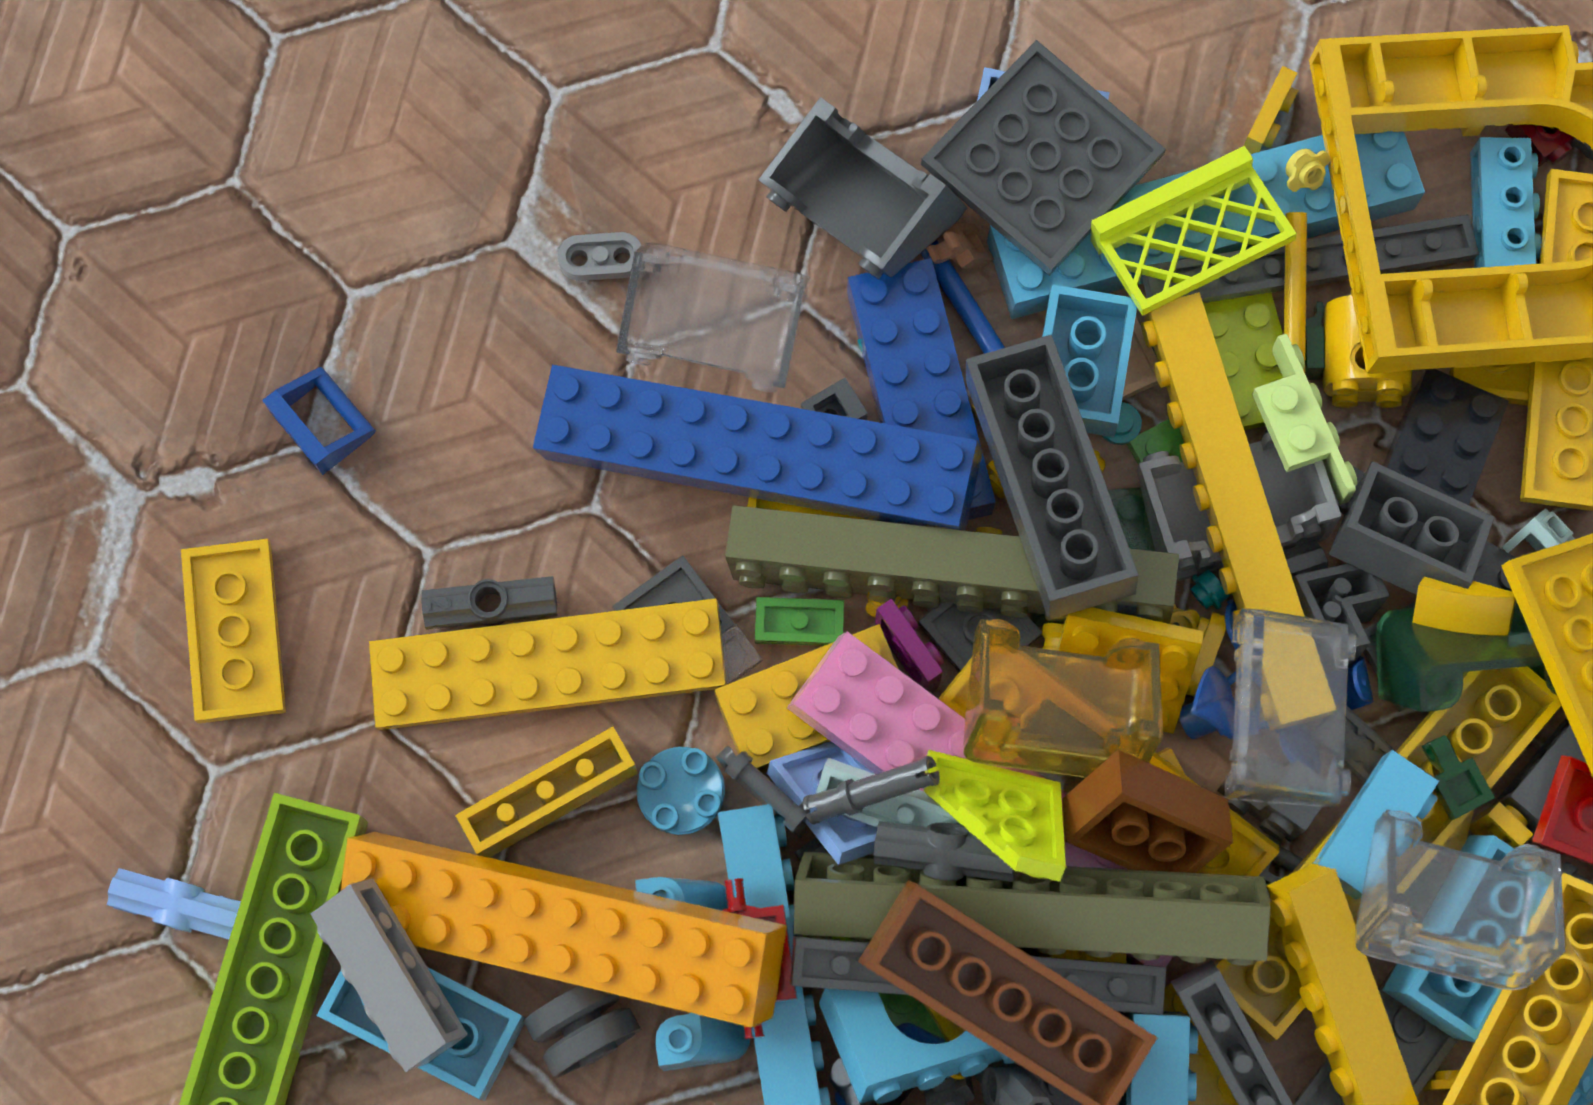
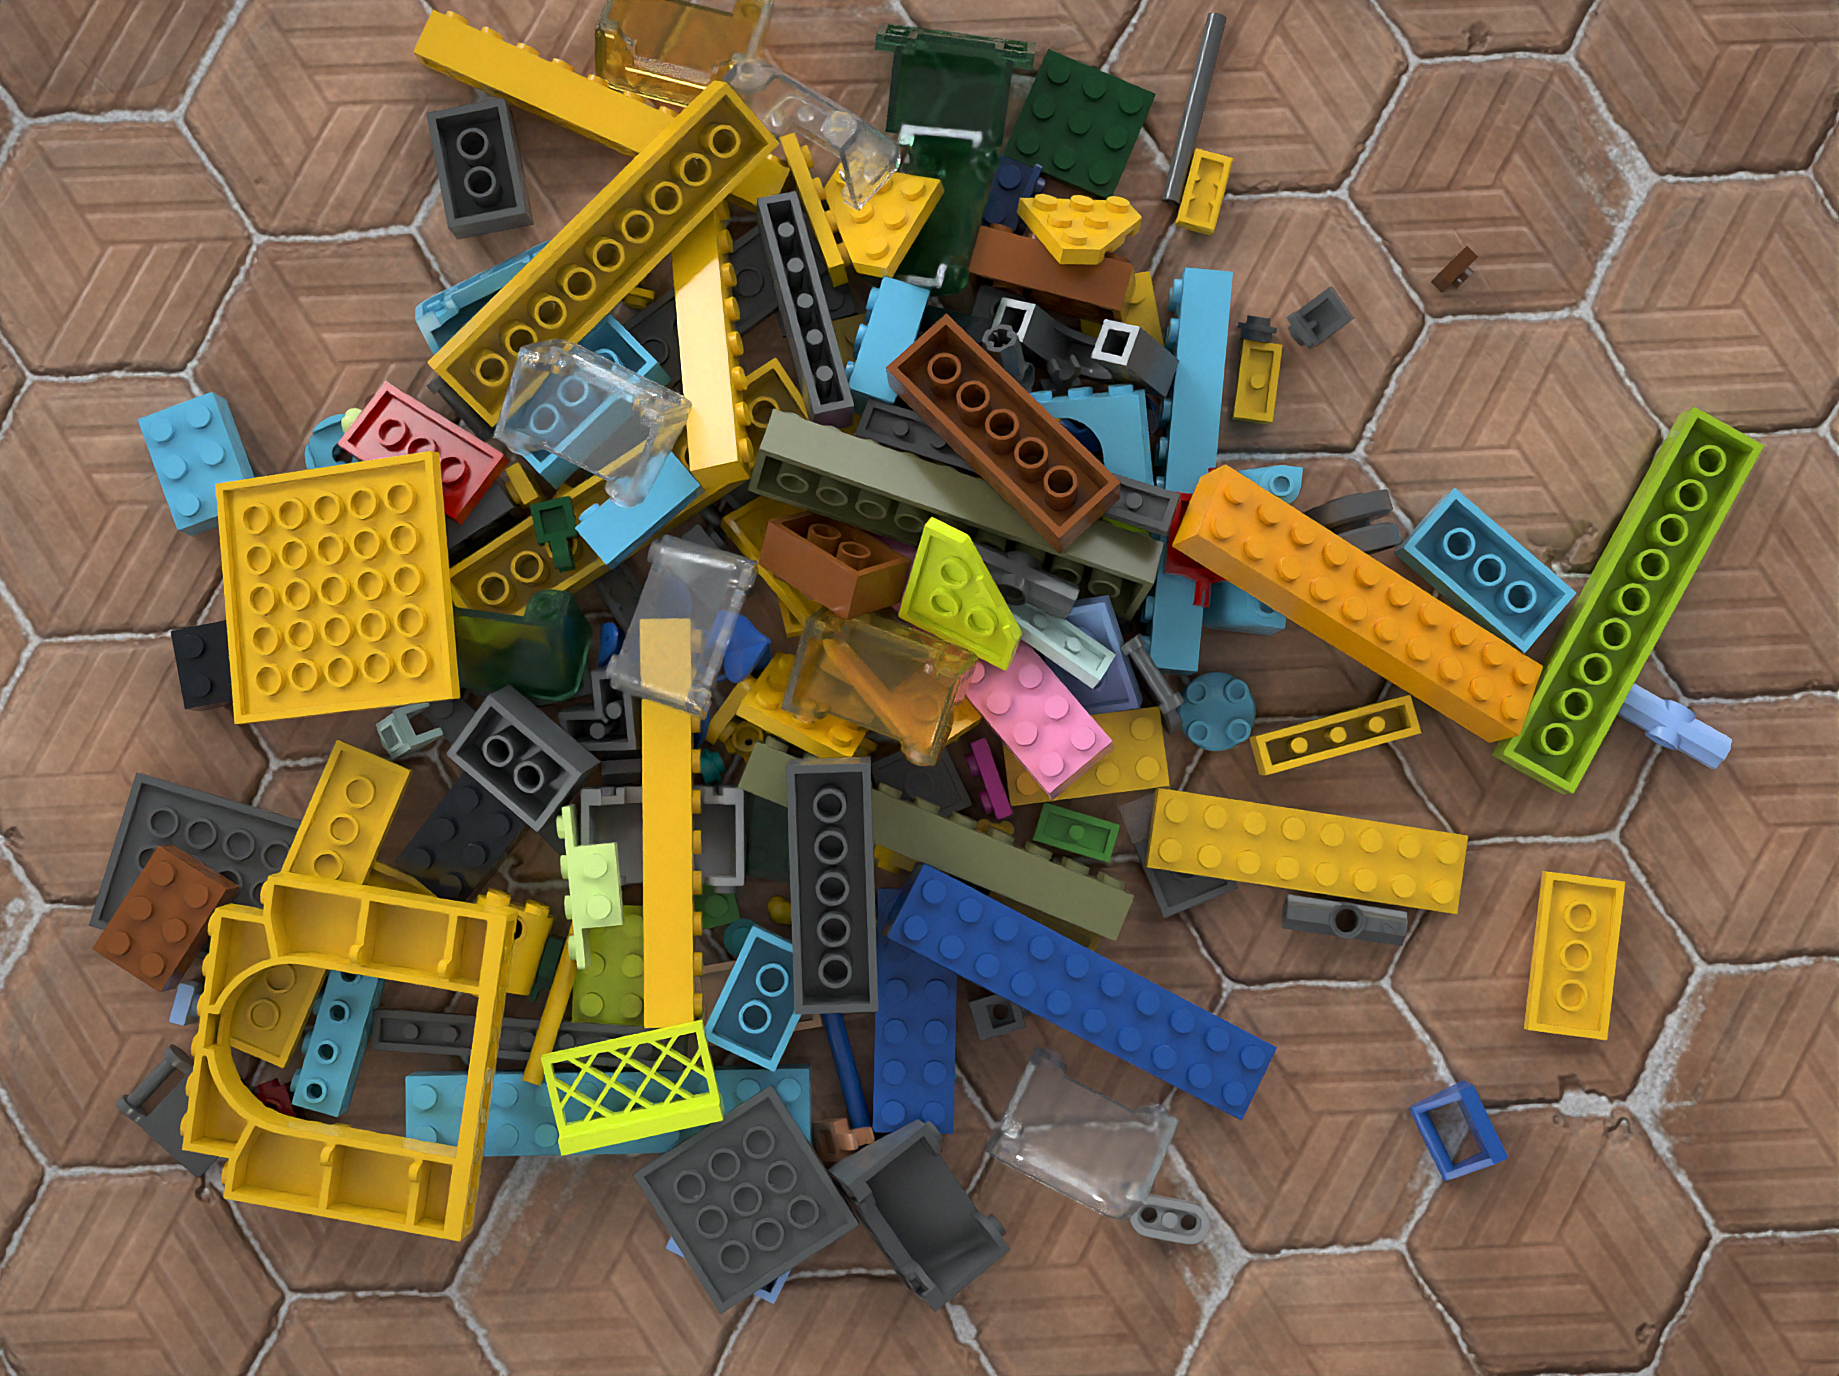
camera: 165 degrees left, 10 degrees up
(388, 974) = (1511, 605): light grey brick -> none
(853, 795) = (1081, 645): dark grey pin -> none
(1279, 98) = (506, 1206): yellow plate -> none
(1306, 169) = (509, 1121): light yellow plate -> none
(1473, 610) = (490, 670): yellow slope -> none

